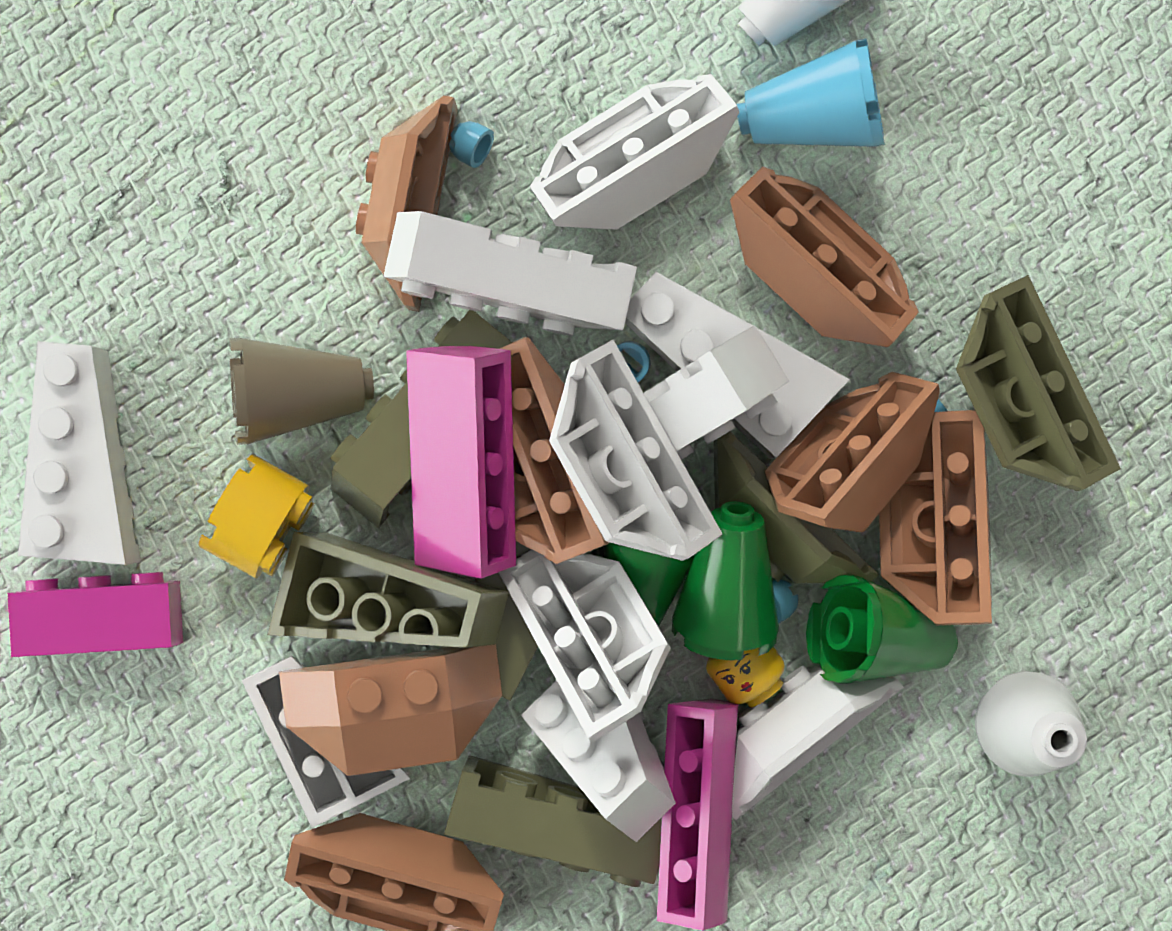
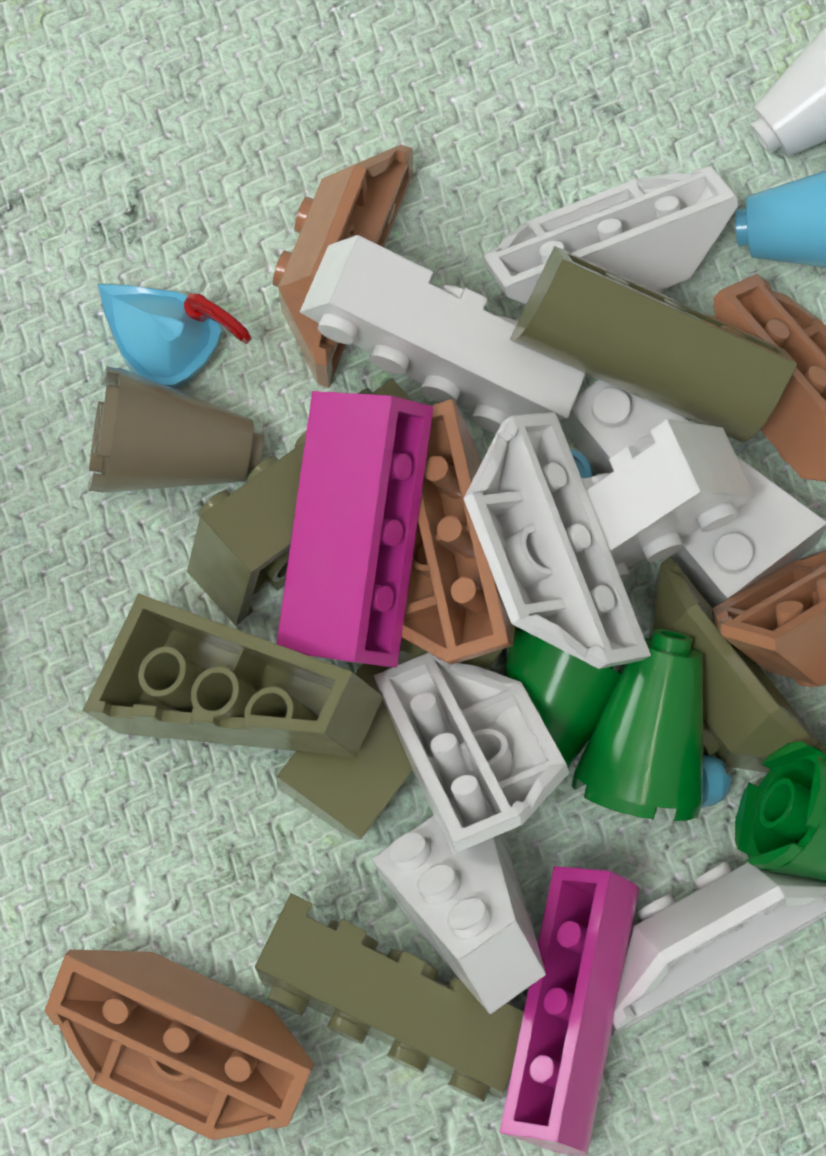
camera: 10 degrees right, 15 degrees down
(256, 517) = (96, 574): yellow brick -> none
(272, 289) = (165, 331): none -> medium azure piece
(316, 782) = (119, 857): white wedge -> none
(393, 707) = (220, 808): nougat wedge -> none
(471, 143) = (423, 208): medium azure hinge -> none
(687, 259) = (653, 346): none -> olive brick
(748, 679) = (656, 853): yellow head -> none

